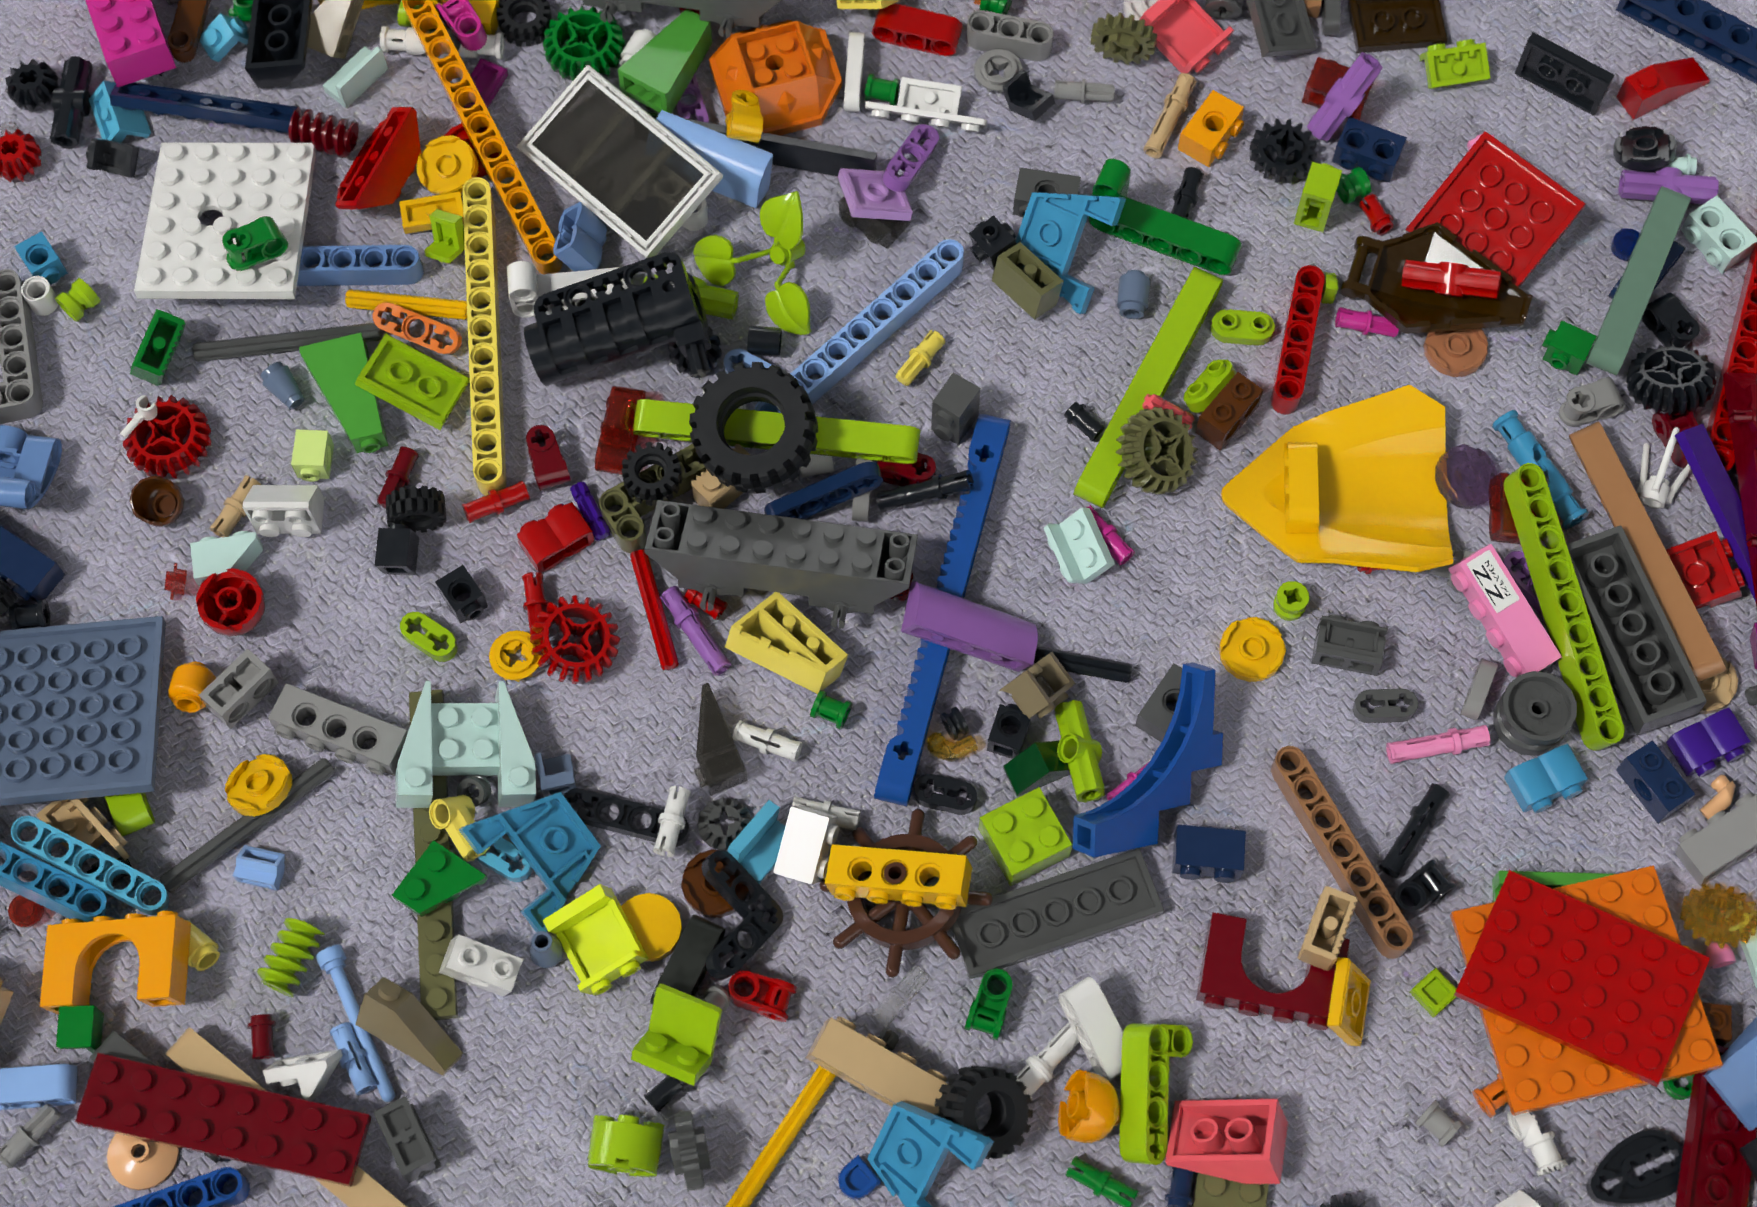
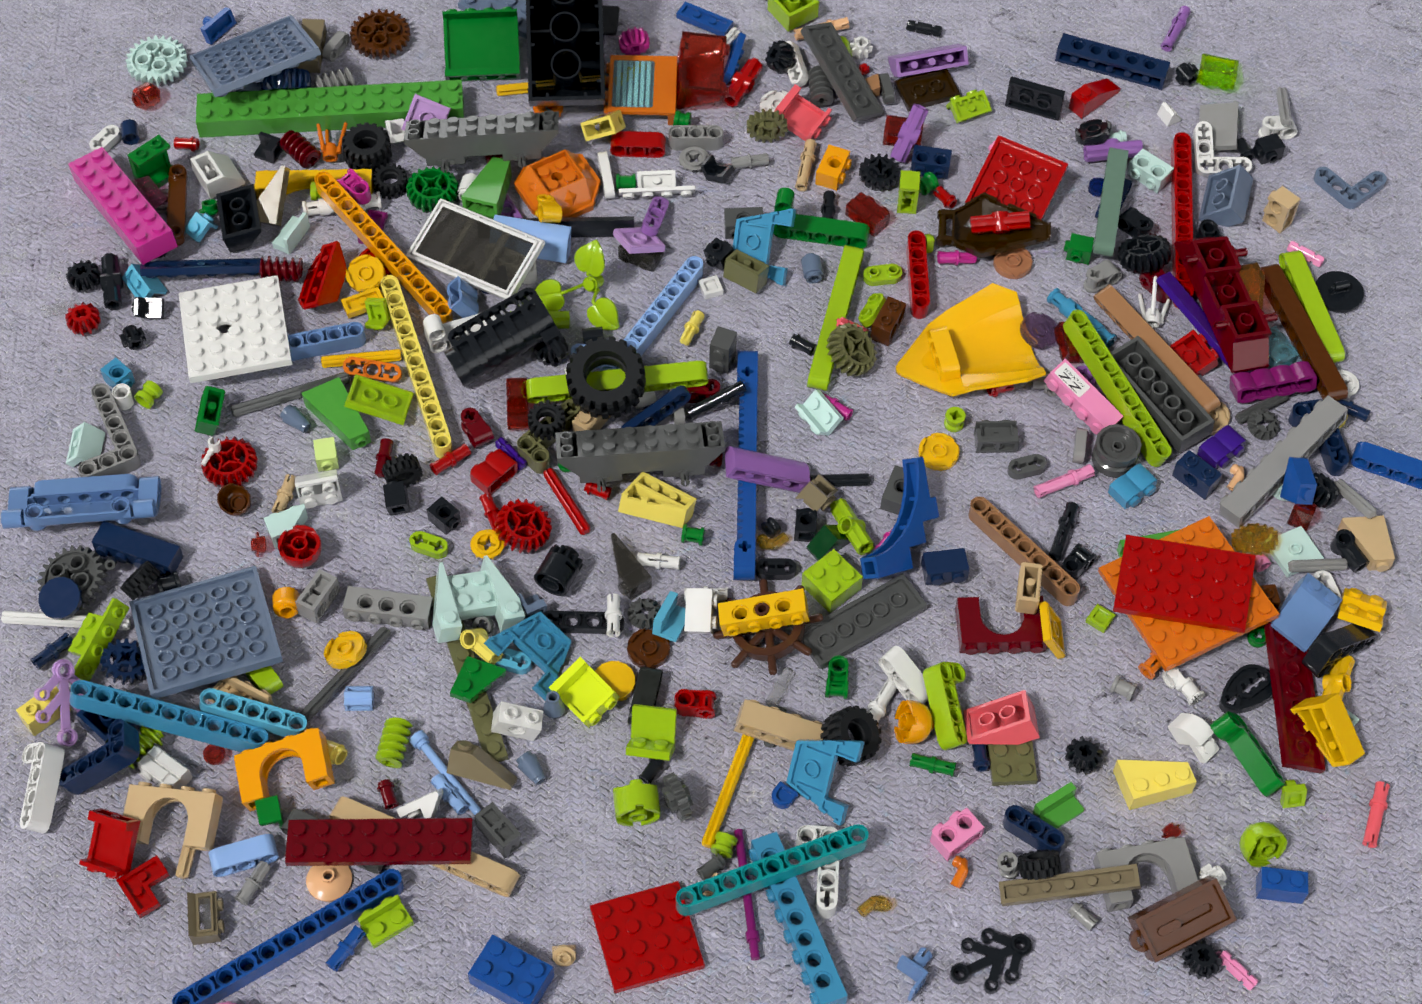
camera: 15 degrees left, 10 degrees down
(77, 201) = (132, 337): none -> black gear
(255, 241) = (260, 333): green piece -> none
(486, 1044) = (530, 766): none -> sand blue cone
(609, 725) = (558, 570): none -> black gear
(688, 620) = (589, 502): medium lavender pin -> none
(751, 919) = (677, 661): black beam -> none
(968, 293) = (710, 287): none -> white tile
(1245, 218) = (866, 211): none -> clear red brick

